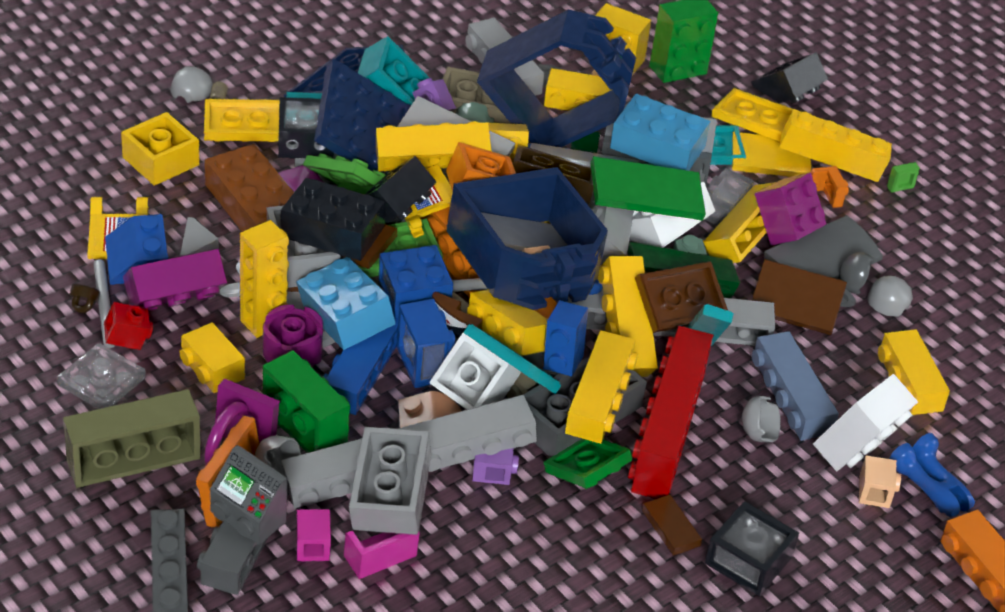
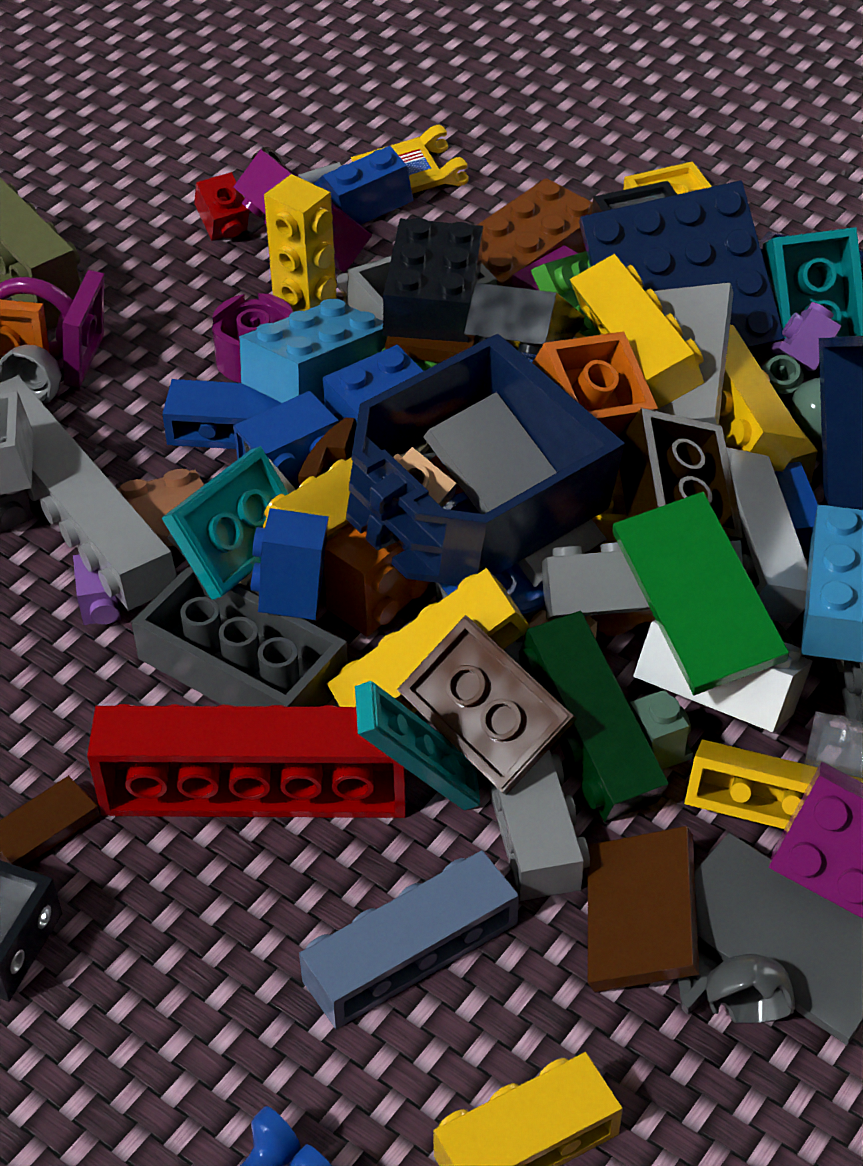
camera: 80 degrees right, 5 degrees up
(101, 377) = (137, 216): clear plate -> none
(160, 148) = (559, 146): yellow brick -> none
(191, 84) = (723, 148): light grey hair -> none
(197, 238) = (384, 218): light grey slope -> none
(212, 356) = (199, 286): yellow brick -> none
(214, 93) = (733, 173): dark tan piece -> none
(308, 404) = (120, 373): green brick -> none
(587, 462) = (121, 677): green plate -> none
(601, 387) = (227, 637): yellow brick -> none
(761, 419) = (295, 898): light grey hair -> none
(866, 424) = (280, 1030): white brick -> none
(878, 481) = (210, 1104): light nougat brick -> none
(890, 295) = (742, 1071): light grey hair -> none

